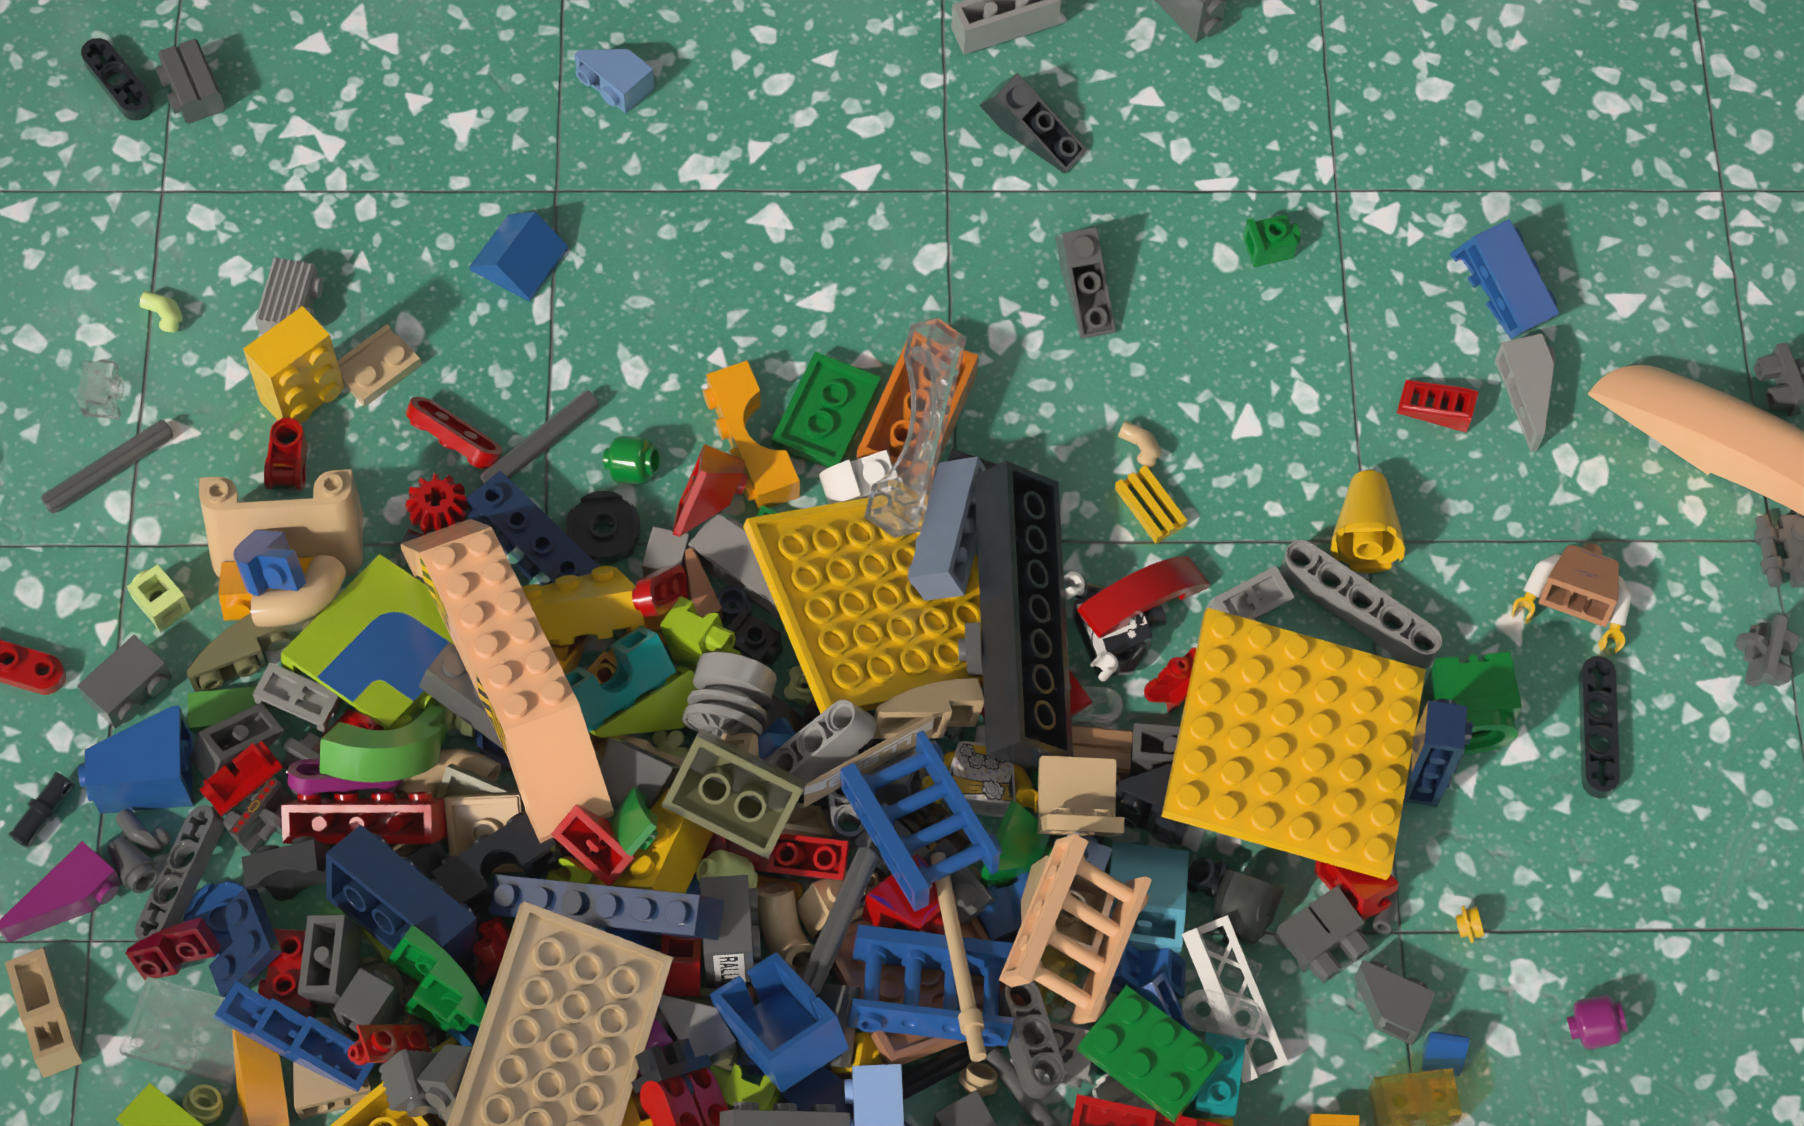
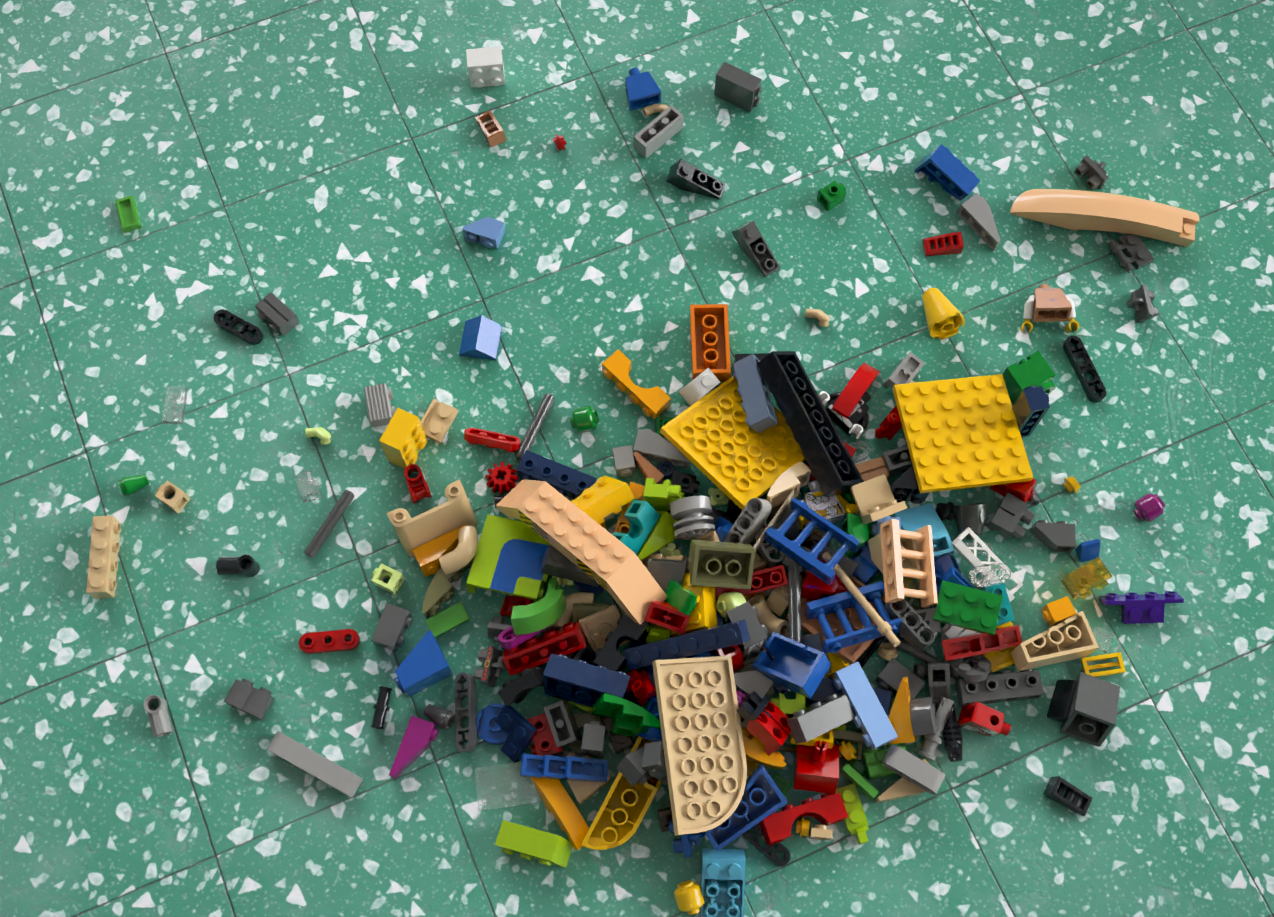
camera: 20 degrees left, 5 degrees up
(43, 1013) = (431, 806): tan slope -> none
(138, 833) = (434, 699): dark grey arm -> none
(168, 949) = (478, 751): dark red slope -> none
(208, 1098) = (533, 814): yellowish green plate -> none
(230, 737) = (461, 636): dark grey slope -> none
(252, 769) = (473, 654): red hinge -> none
(268, 563) = (440, 542): blue brick -> none
(297, 696) = (481, 600): light grey hinge -> none
(382, 1042) = (614, 754): red hinge -> none
(610, 507) = (587, 447): black plate -> none
(660, 590) = (635, 479): red plate -> none
(709, 488) = (630, 419): red slope -> none
(826, 411) = (664, 358): green plate -> none
(933, 364) = (727, 384): clear arch -> none
(971, 649) = (793, 448): dark grey plate -> none
(1122, 488) = (836, 337): yellow tile -> none
(1355, 588) = (963, 353): light grey beam -> none

